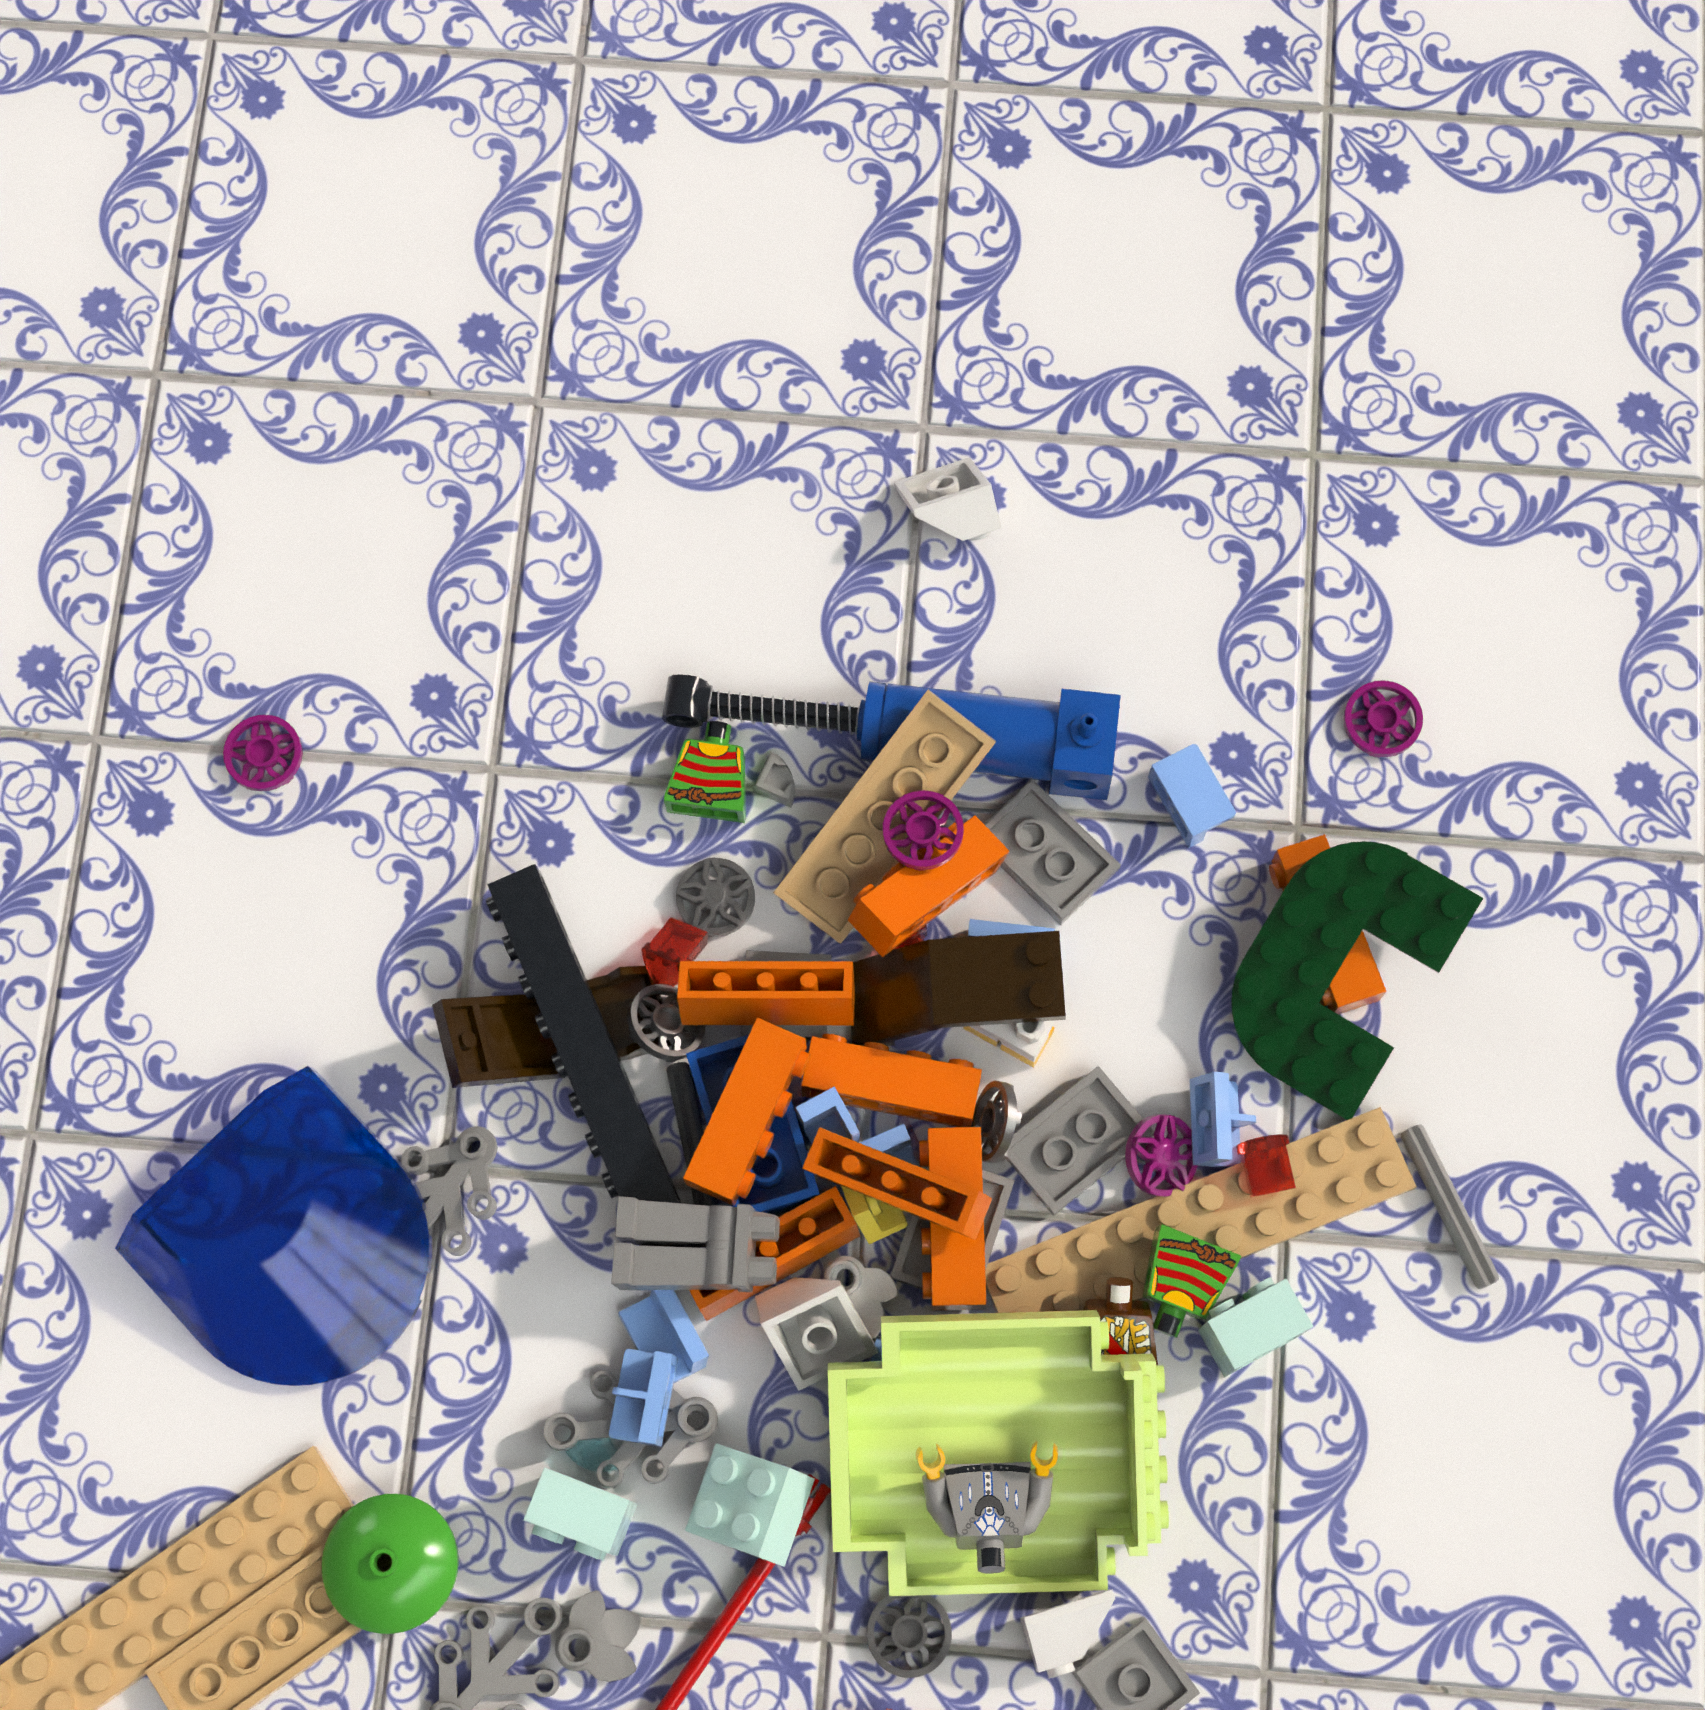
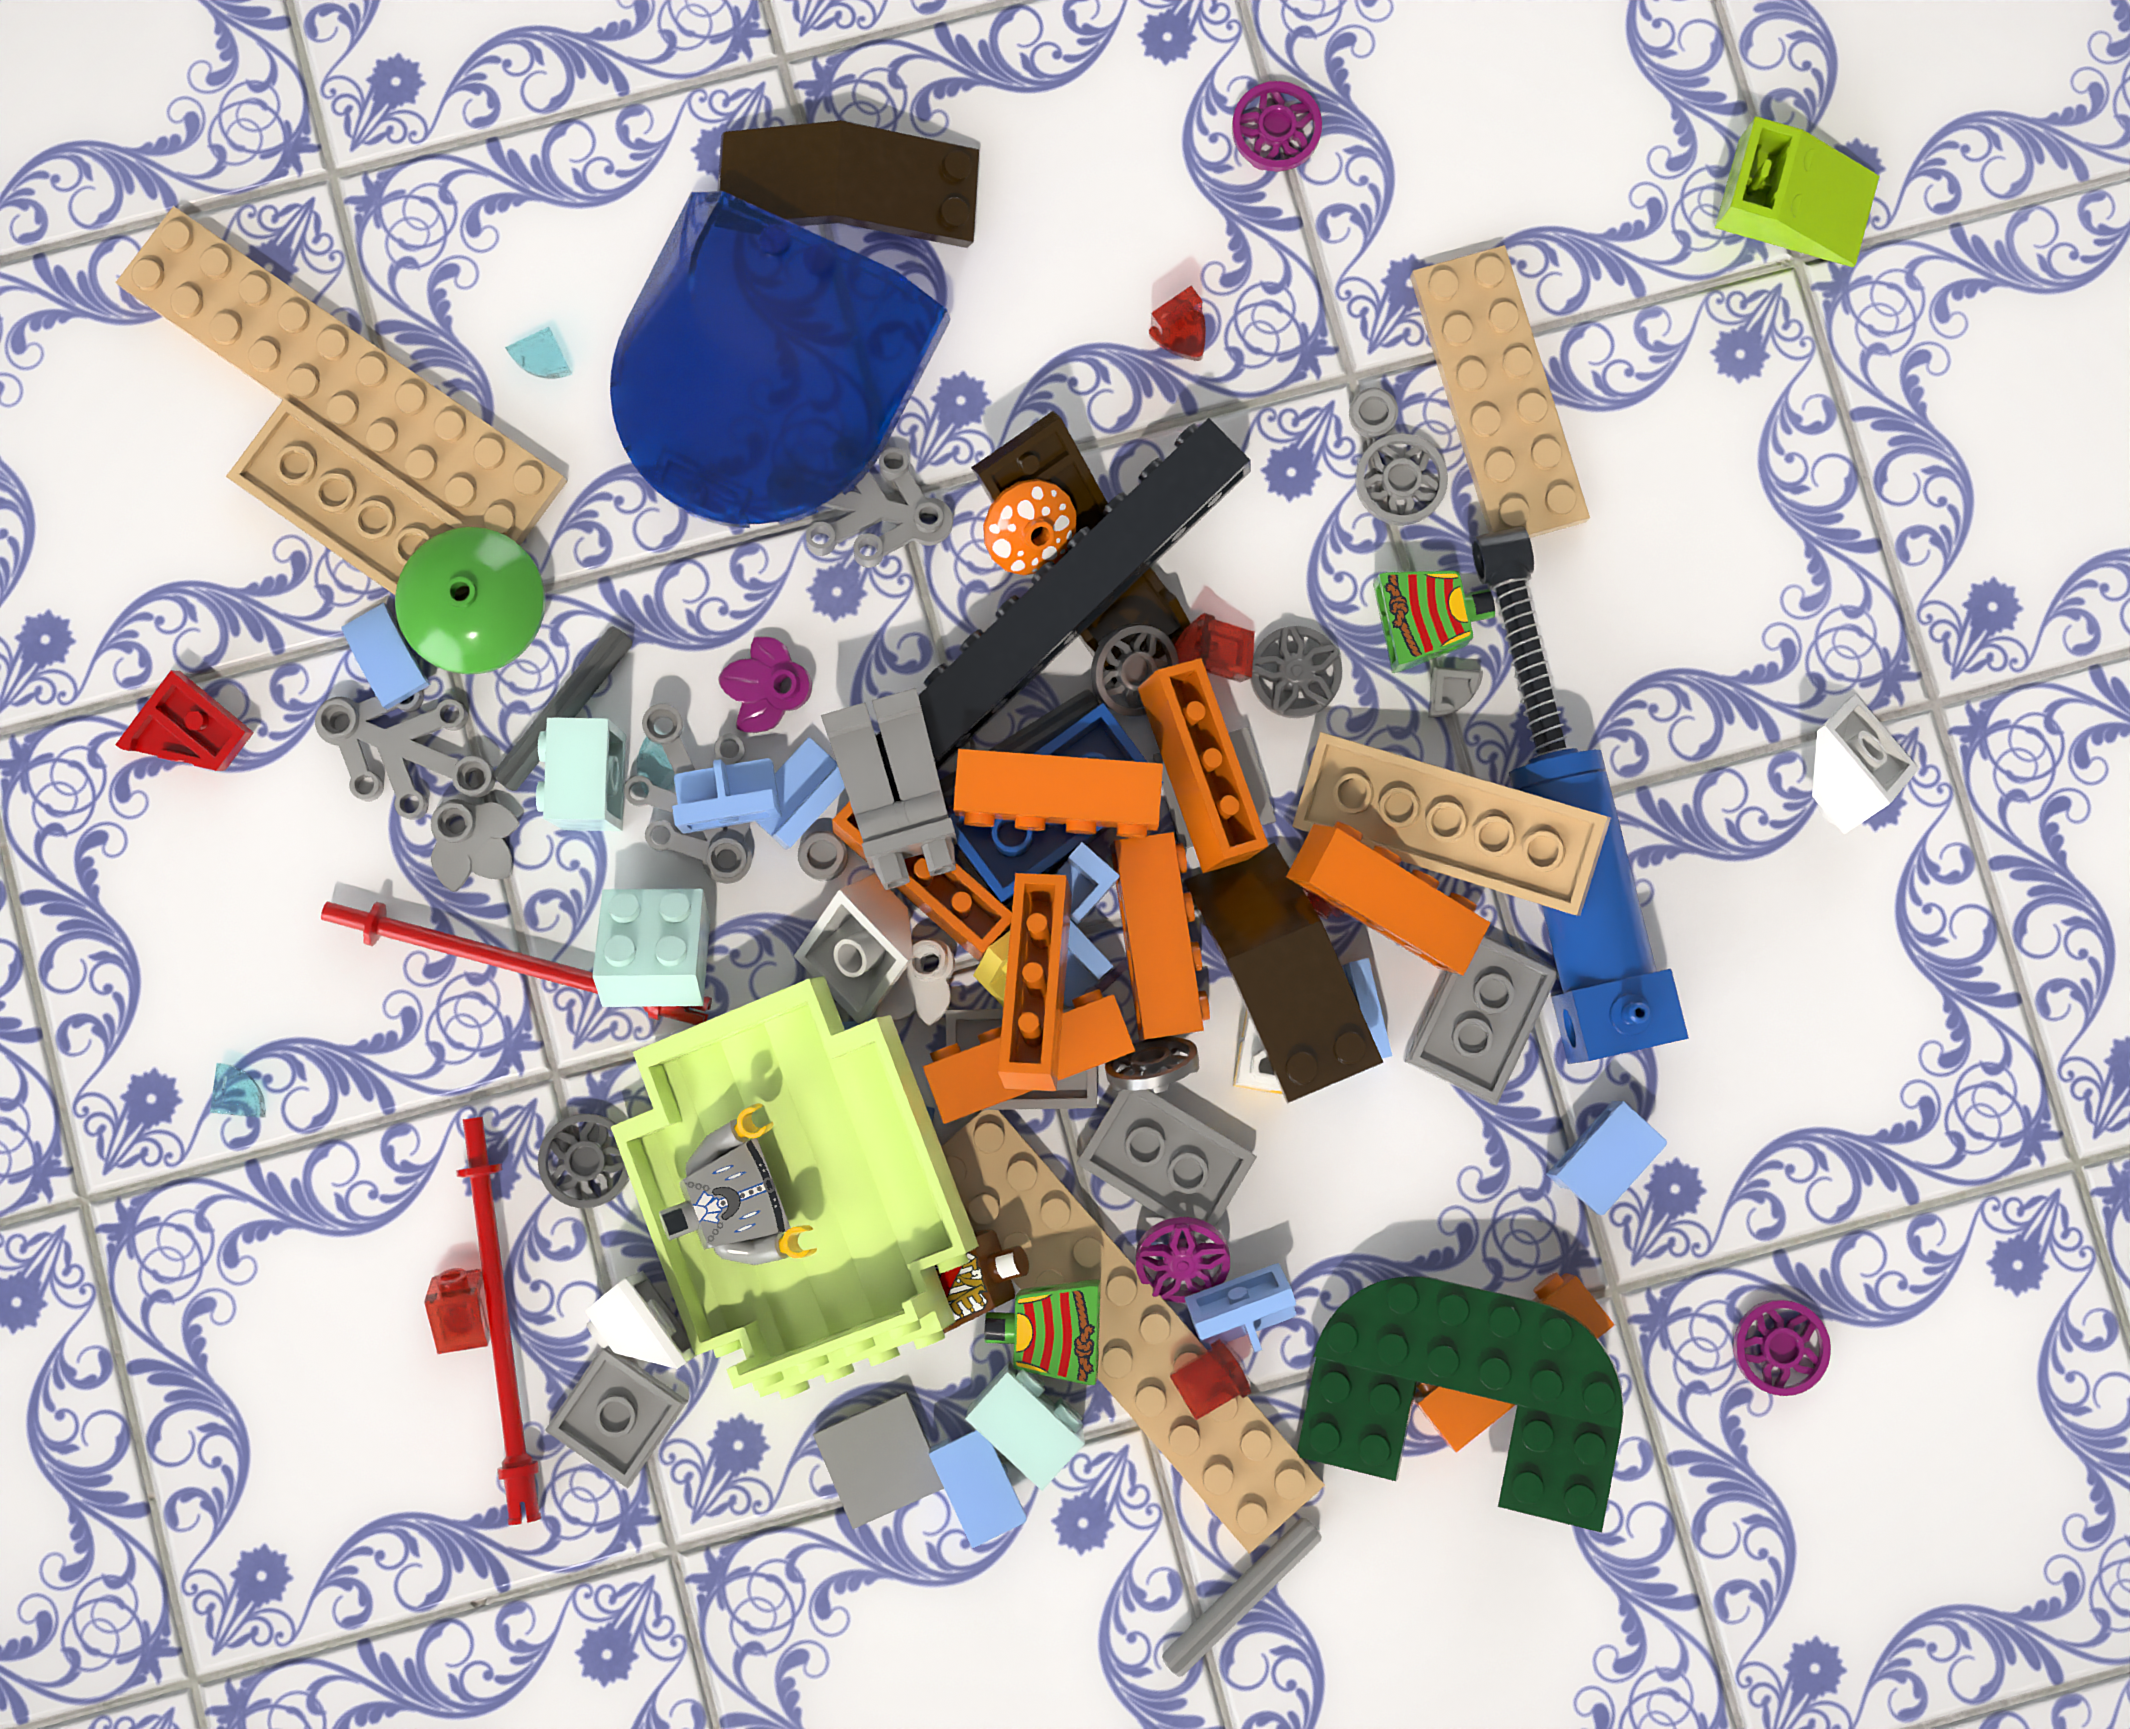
camera: 65 degrees right, 10 degrees up
(161, 1108) = (855, 178): none -> dark brown windscreen
(199, 1431) = (540, 355): none -> clear light blue tile
(397, 885) = (1180, 325): none -> clear red tile
(406, 1660) = (384, 656): none -> light blue slope
(486, 383) = (1797, 193): none -> lime slope
(508, 1069) = (1017, 515): none -> orange dish
(512, 1517) = (564, 704): none -> dark grey axle
(528, 761) = (1373, 412): none -> light grey tile
(552, 660) = (1499, 394): none -> tan plate
(560, 1341) = (758, 684): none -> magenta plate
(591, 759) = (1401, 479): none -> light grey wheel
(723, 1337) = (822, 855): none -> light grey tile
(923, 830) = (1445, 870): magenta wheel -> none
(1245, 1466) = (878, 1460): none -> light grey tile
(1292, 1387) = (977, 1487): none -> light blue panel

